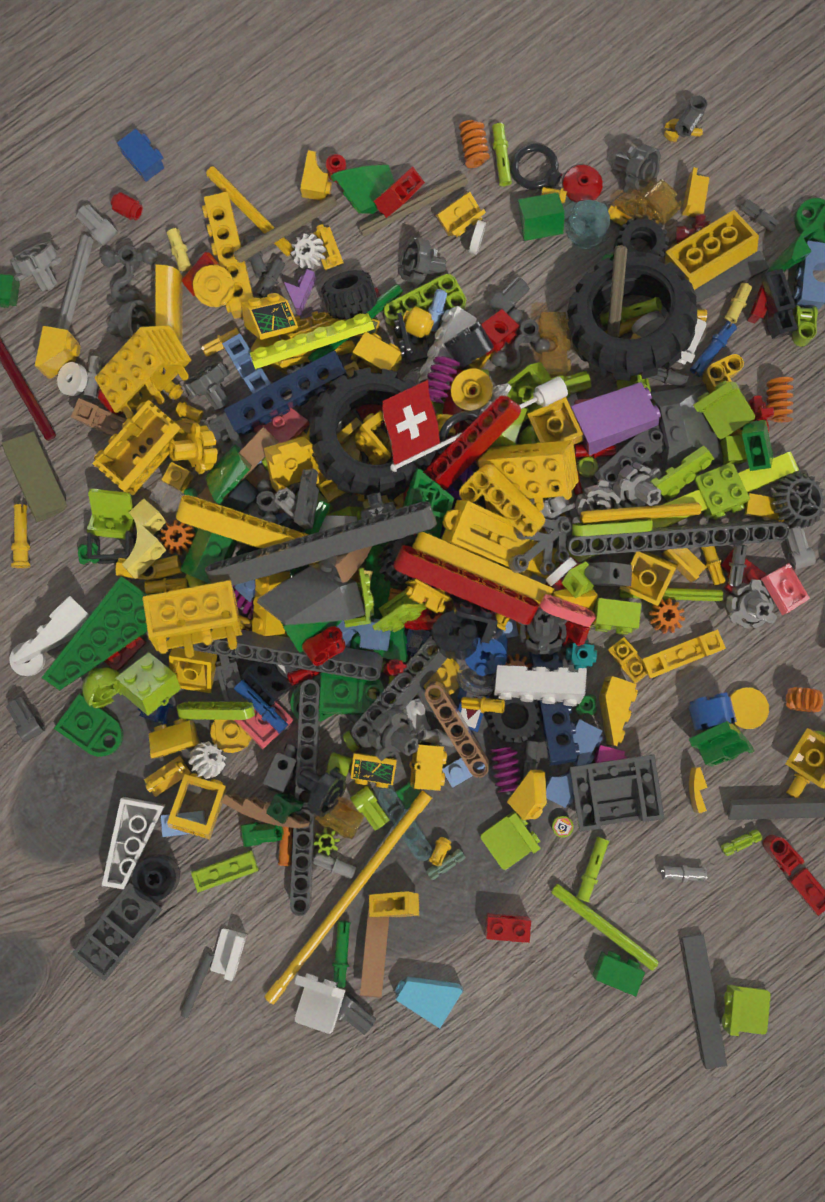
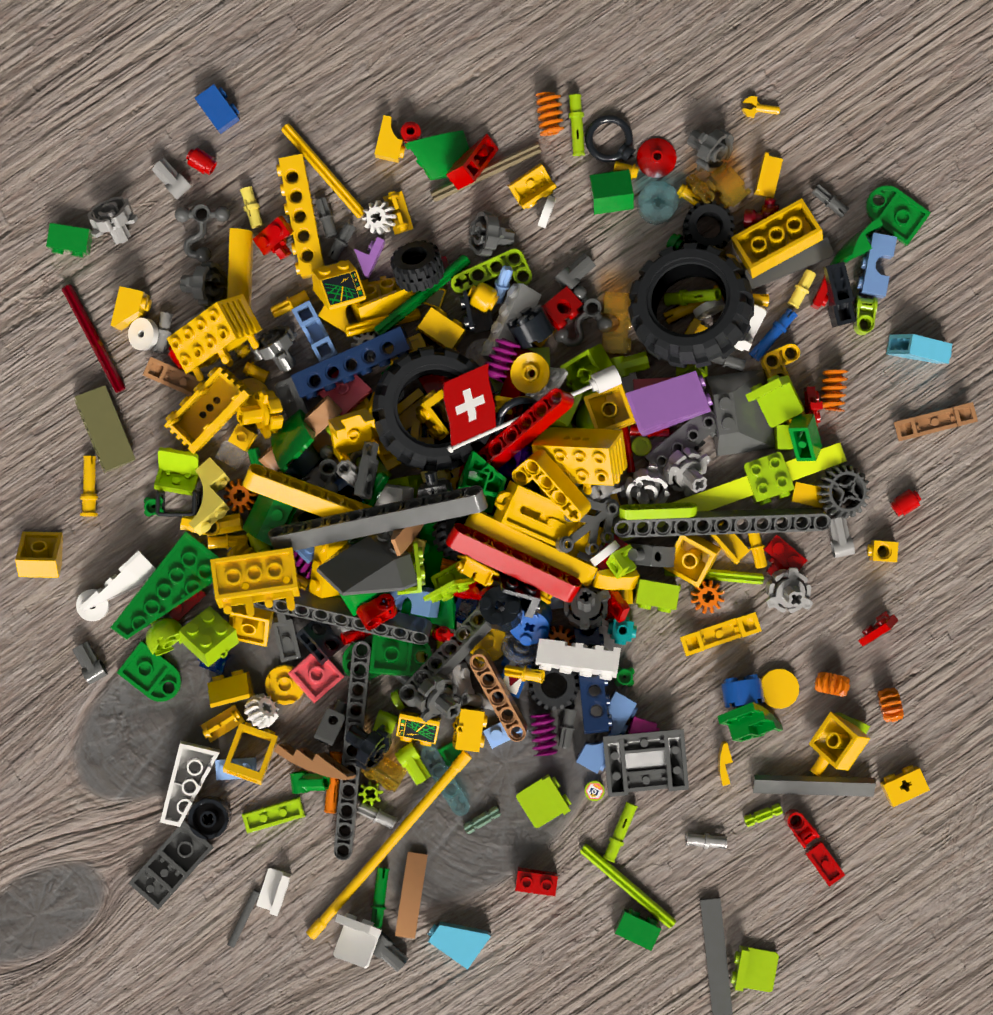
camera: 10 degrees right, 5 degrees up
(75, 282) = (148, 236): light grey axle -> none
(213, 286) = (285, 251): yellow tile -> none
(216, 710) = (271, 664): lime beam -> none
(268, 713) = (314, 663): blue pin -> none
(282, 806) = (331, 758): dark green bracket -> none
(285, 228) = (358, 193): dark tan axle -> none
(306, 342) = (378, 313): neon yellow plate -> none
(394, 904) = (431, 854): yellow arch -> none
(440, 851) = (477, 807): yellow pin -> none
(530, 795) = (564, 760): yellow slope -> none
(567, 610) = (609, 590): coral beam -> none
(614, 705) = (650, 677): yellow slope -> none
(617, 289) = (676, 287): dark tan axle -> none
(628, 660) = (668, 636): yellow slope -> none
(638, 513) = (686, 498): yellow axle -> none
(684, 474) = (734, 460): lime wing -> none
(691, 116) = (768, 97): dark grey piece -> none
(737, 565) = (777, 552): dark grey axle -> none
(785, 589) = (823, 576): coral plate -> none

